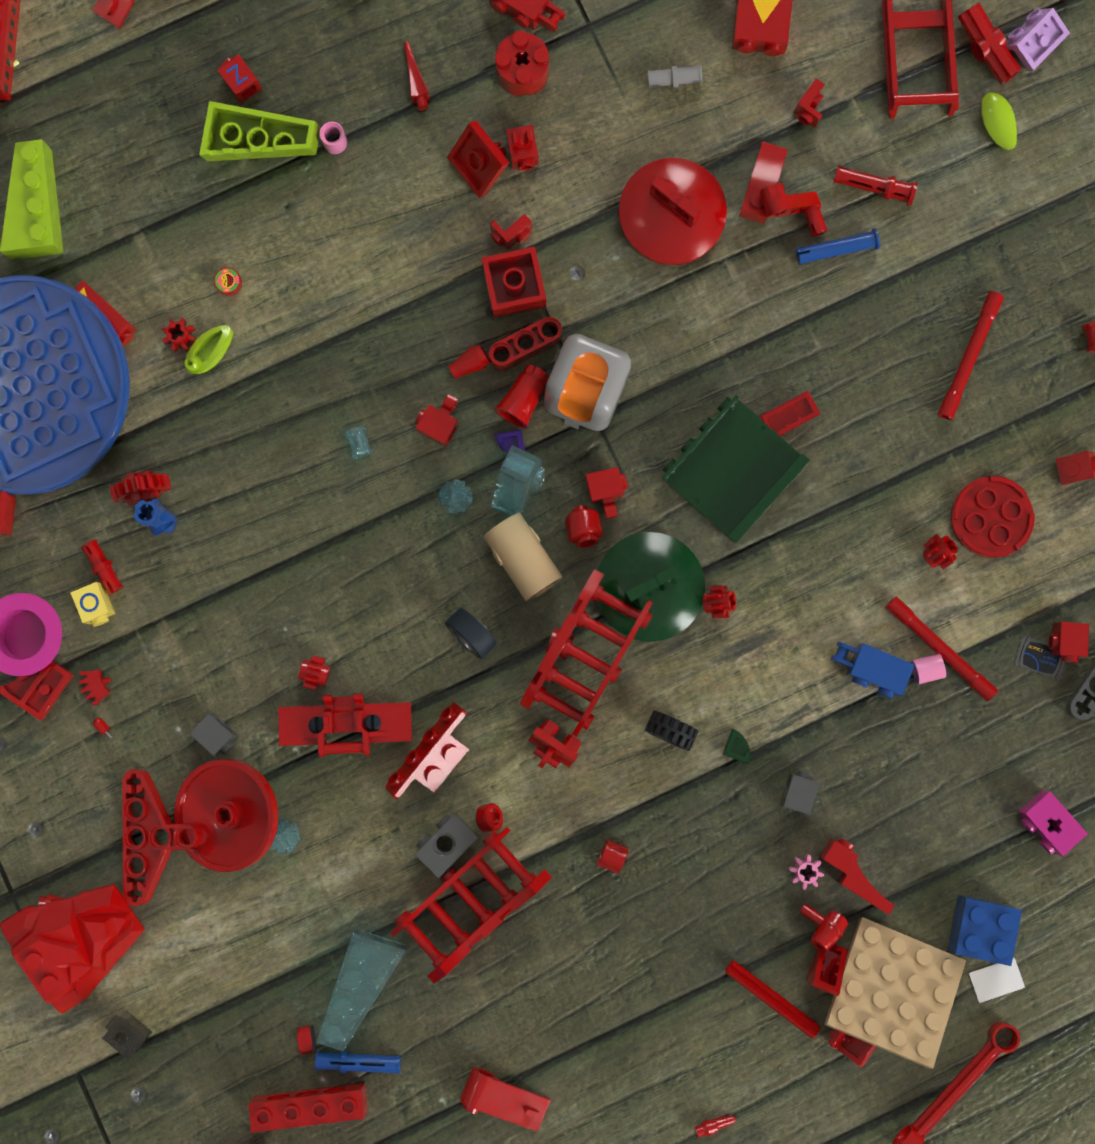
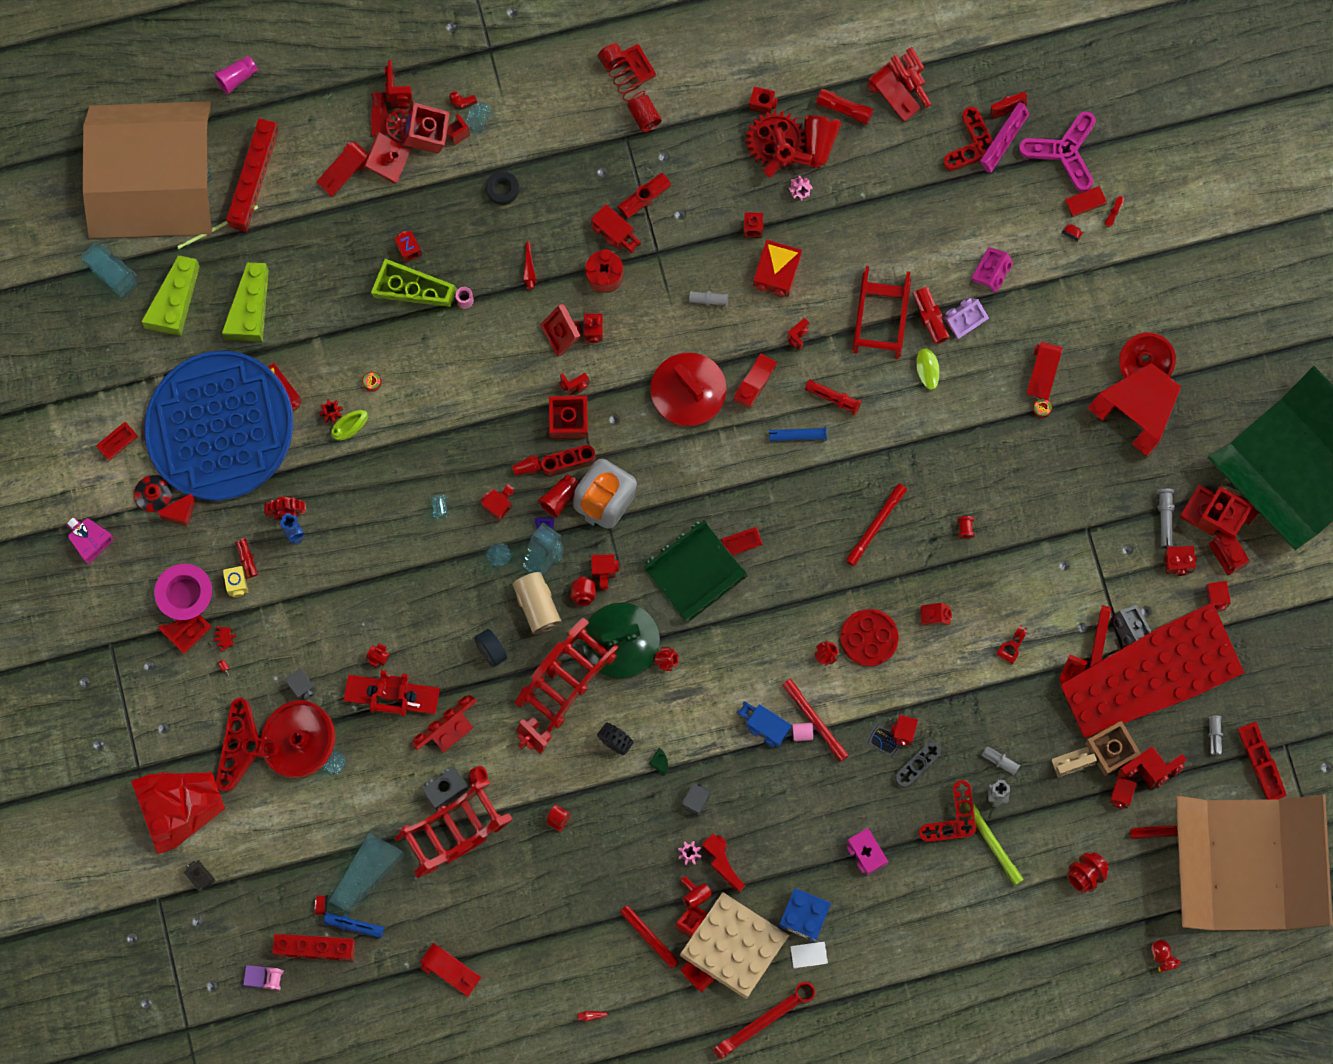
camera: 10 degrees right, 10 degrees down
(780, 204) = (758, 397): red beam -> none

